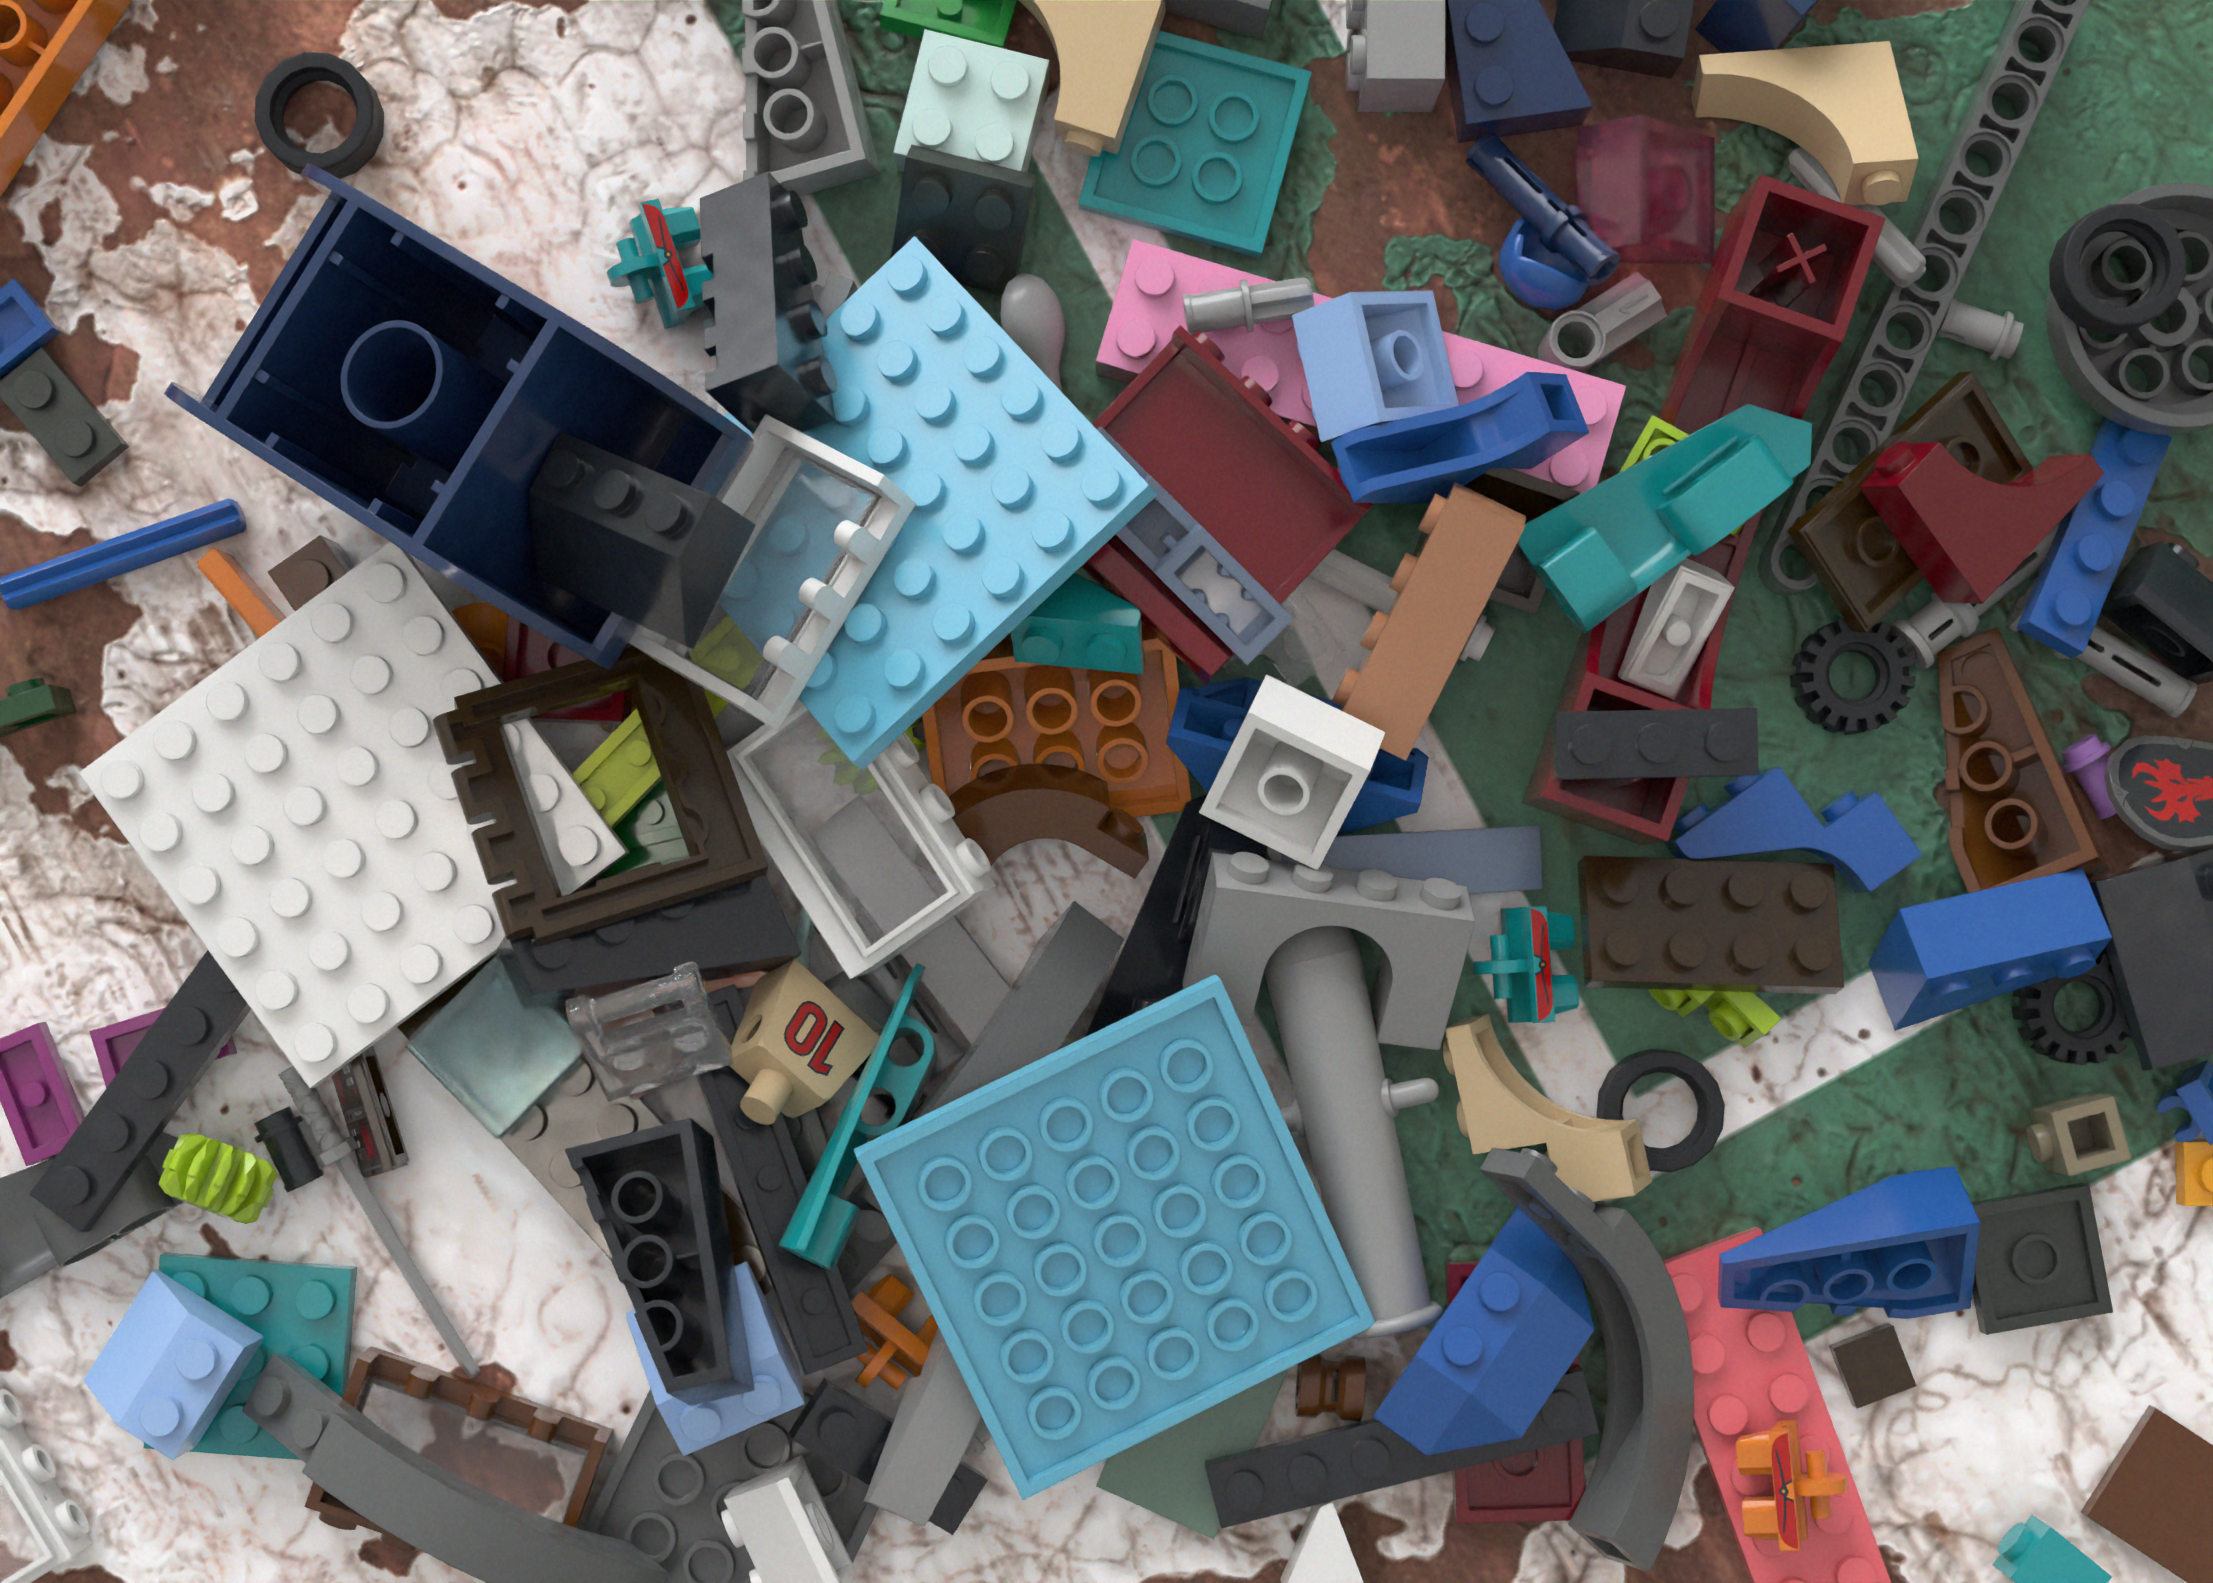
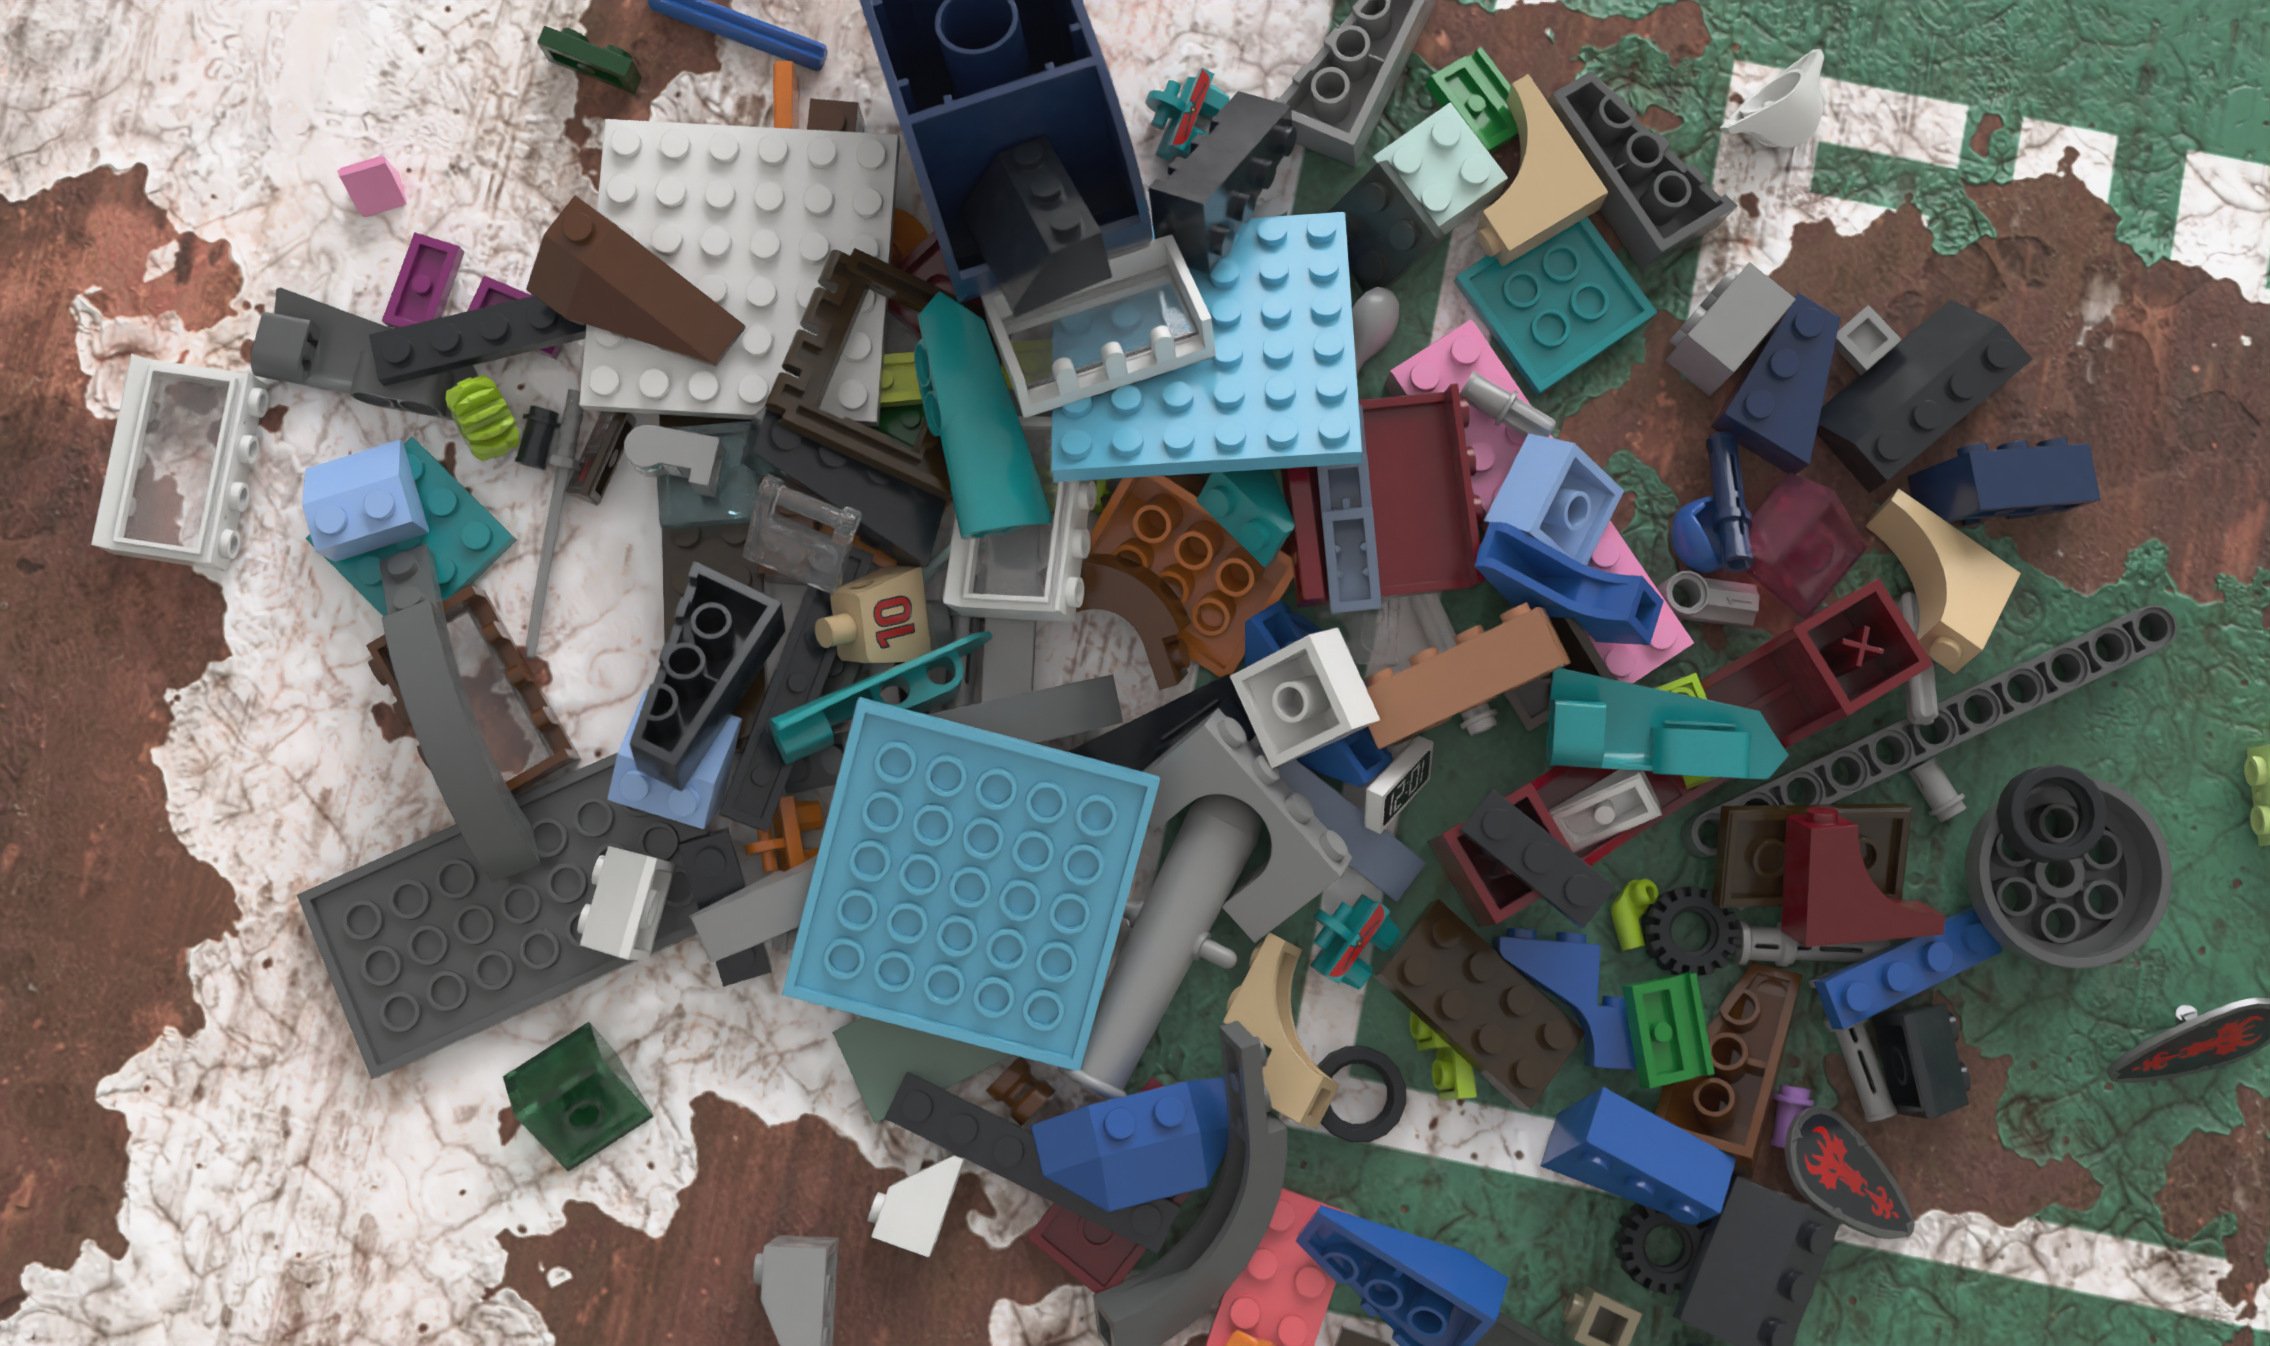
camera: 35 degrees right, 5 degrees down
(242, 938) = (612, 282): none -> reddish brown wedge
(433, 1065) = (677, 453): none -> light grey leg
(734, 773) = (979, 429): none -> teal panel
(1450, 774) = (1398, 784): none -> white tile
(1774, 703) = (1628, 910): none -> lime arm
(1914, 796) = (1668, 1030): none -> green plate

